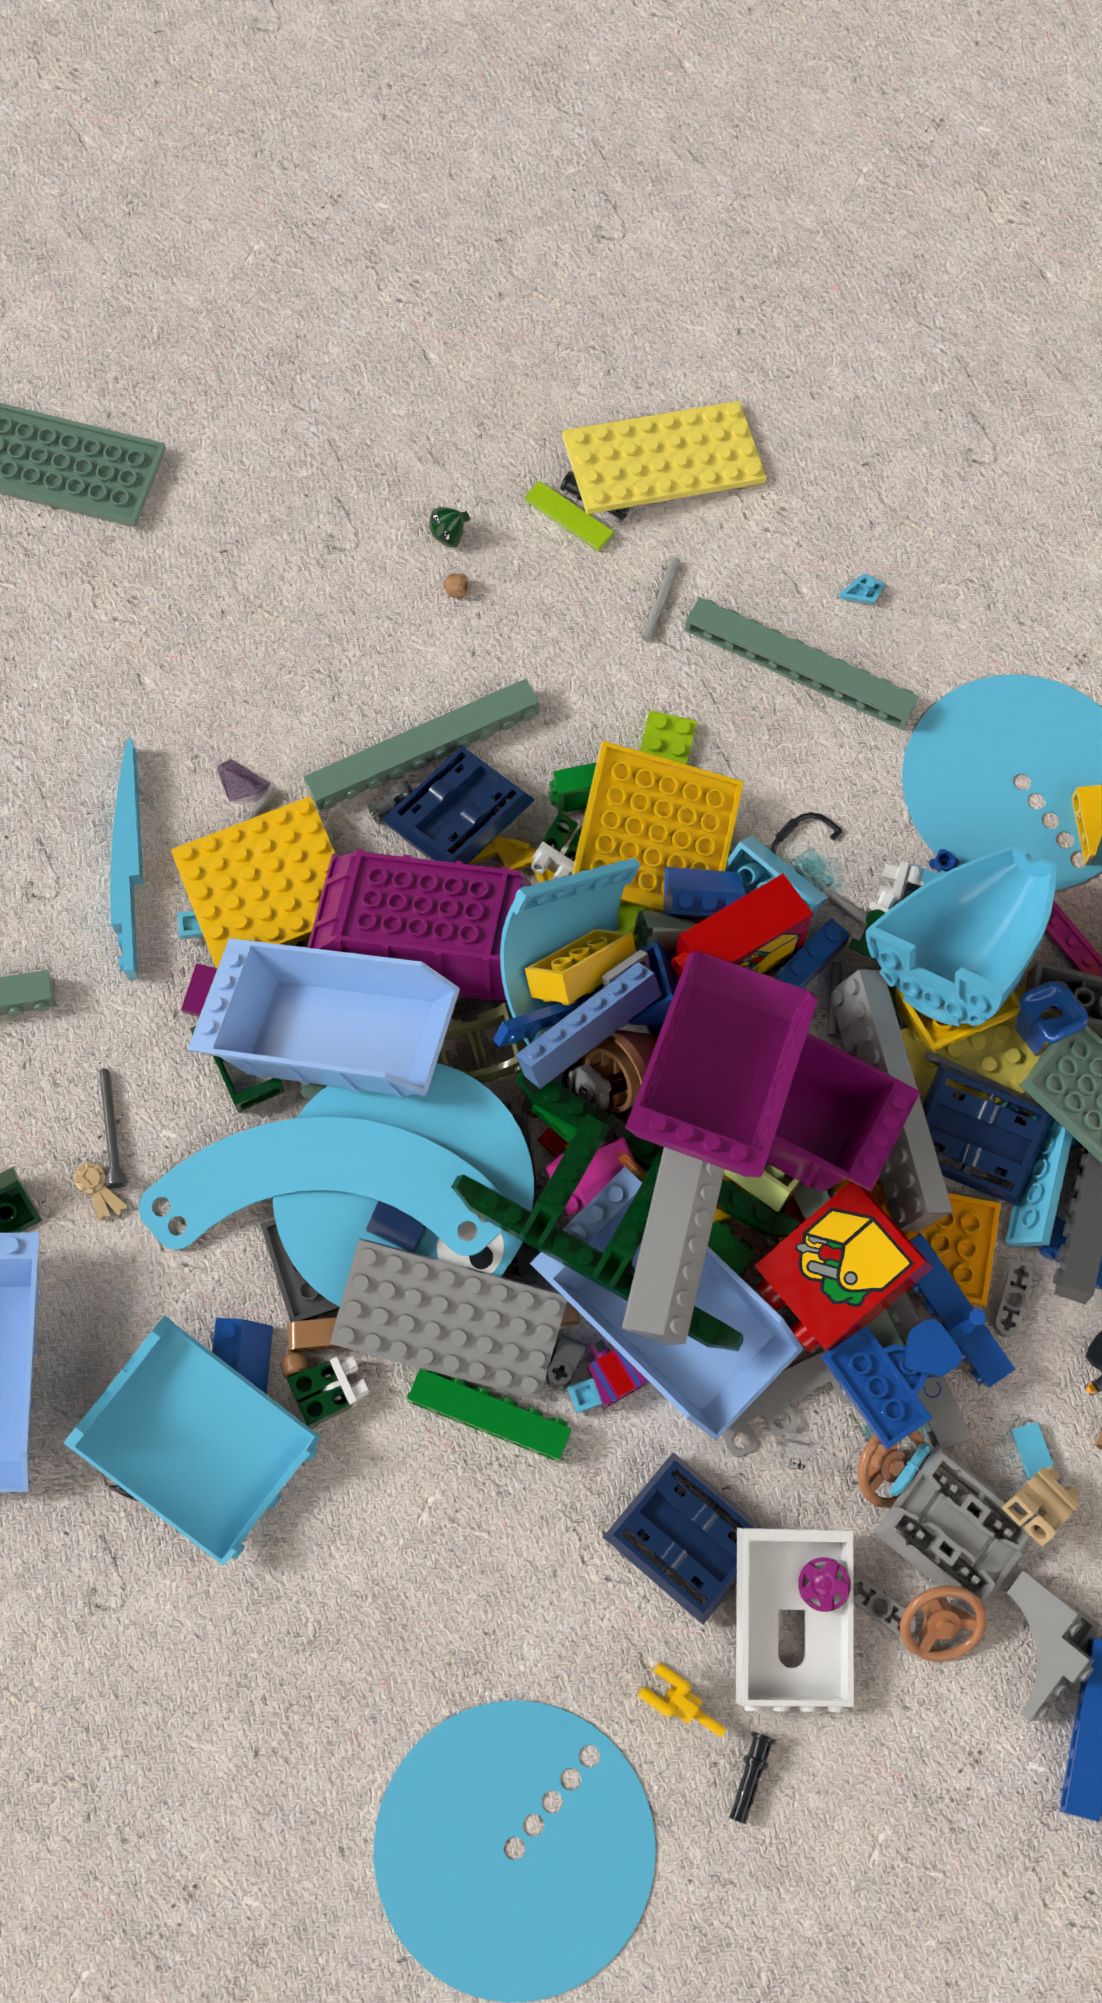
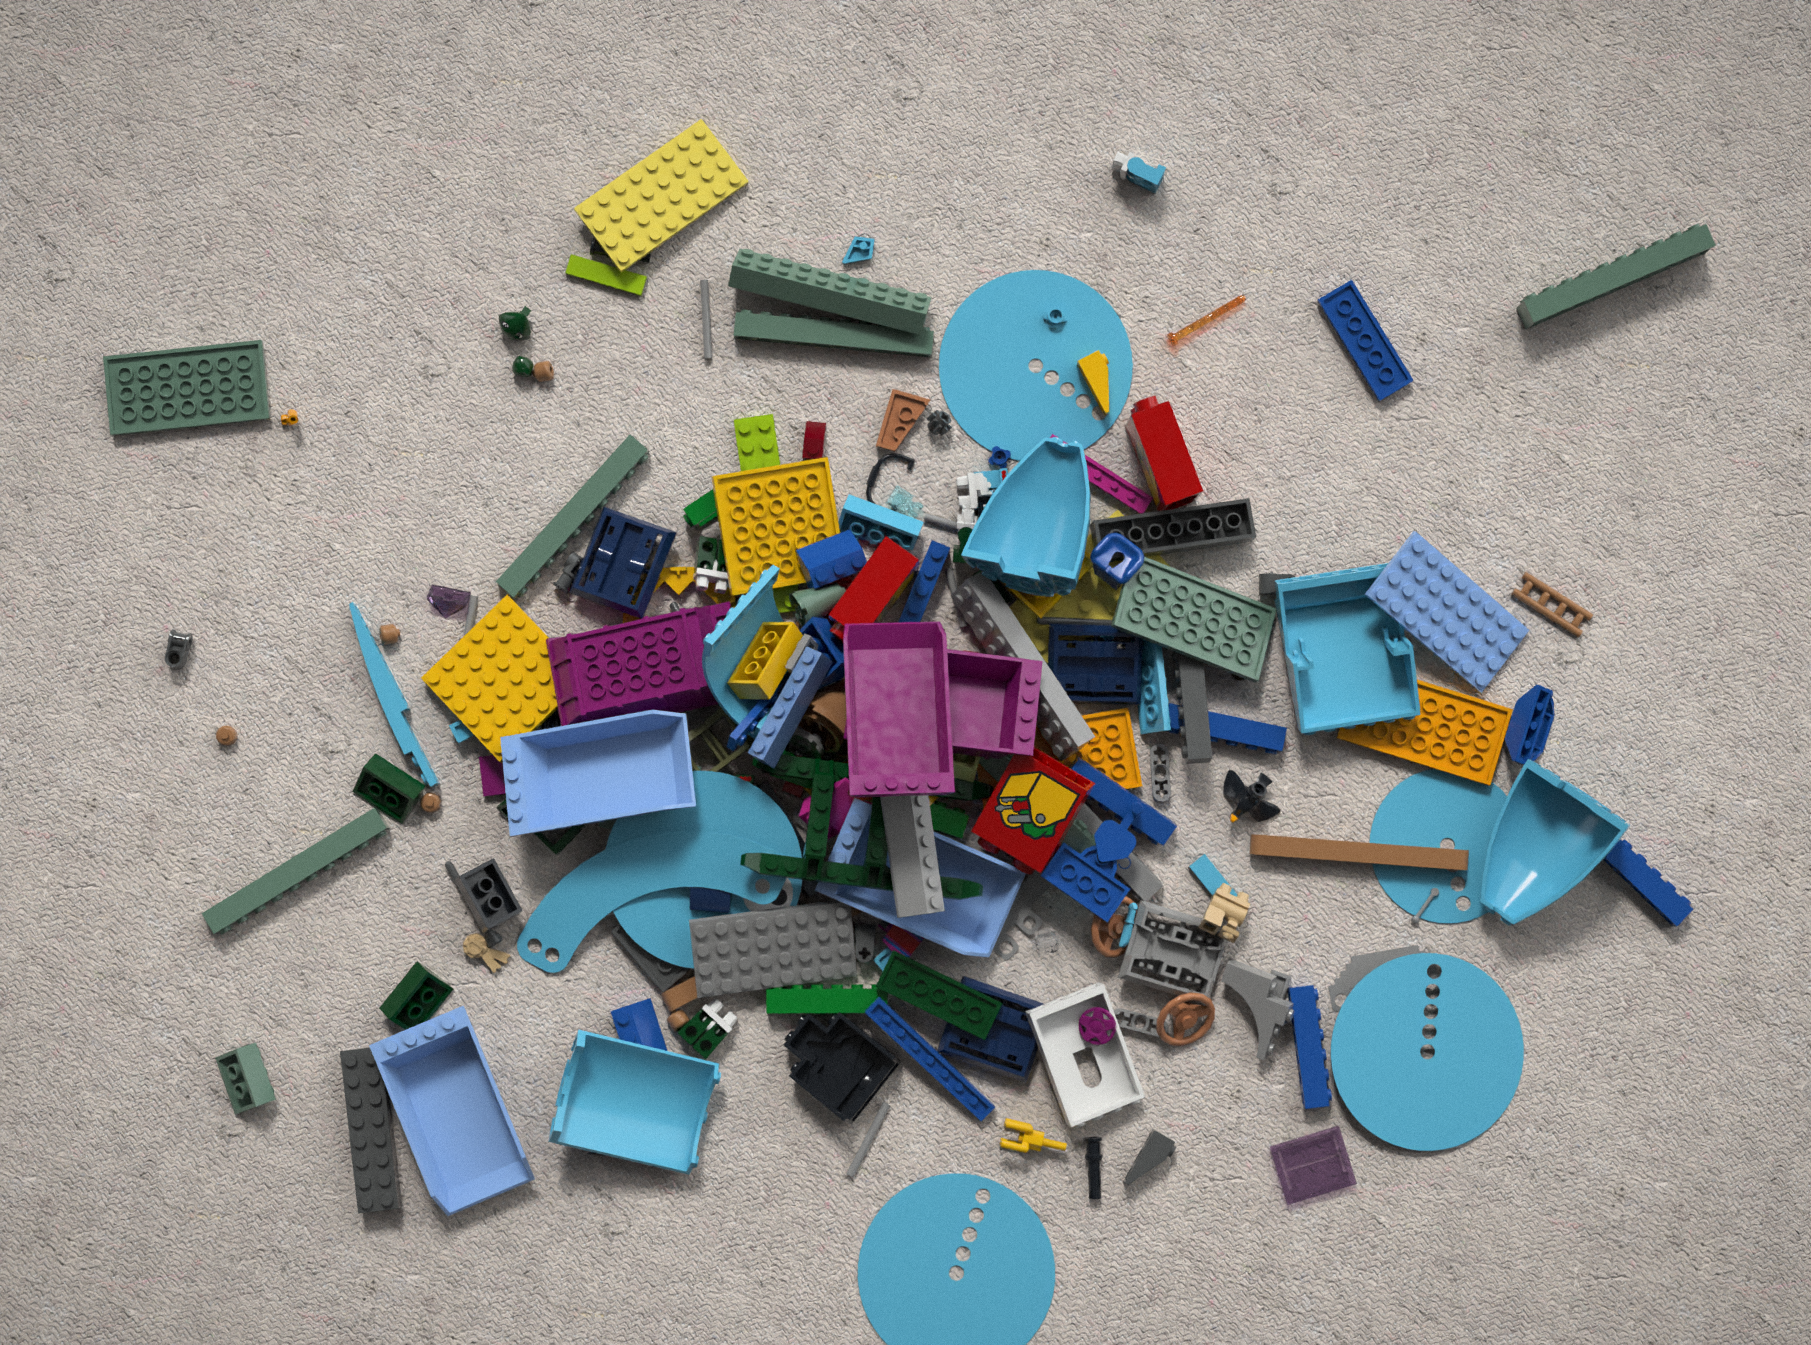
camera: 25 degrees left, 15 degrees up
(75, 957) = (388, 788): none -> dark green slope
(117, 994) = (430, 802): none -> medium nougat piece
(133, 1122) = (488, 895): none -> black brick
(156, 531) = (291, 418): none -> light orange arm
(157, 792) = (389, 634): none -> medium nougat piece
(435, 571) = (522, 366): none -> dark green piece
(470, 1617) = (868, 1139): none -> light grey piece
(473, 1501) = (839, 1064): none -> black panel
(591, 1542) = (929, 1059): none -> blue plate
(635, 1461) = (939, 995): none -> dark green plate
(734, 762) = (814, 440): none -> dark red slope
(816, 613) = (829, 291): none -> sand green brick
(837, 1789) = (1152, 1153): none -> dark grey slope
(842, 778) = (899, 418): none -> nougat wing
(887, 798) = (939, 422): none -> dark grey gear
(1048, 1898) = (1313, 1165): none -> clear purple piece
(1066, 731) = (1060, 316): none -> medium azure plate

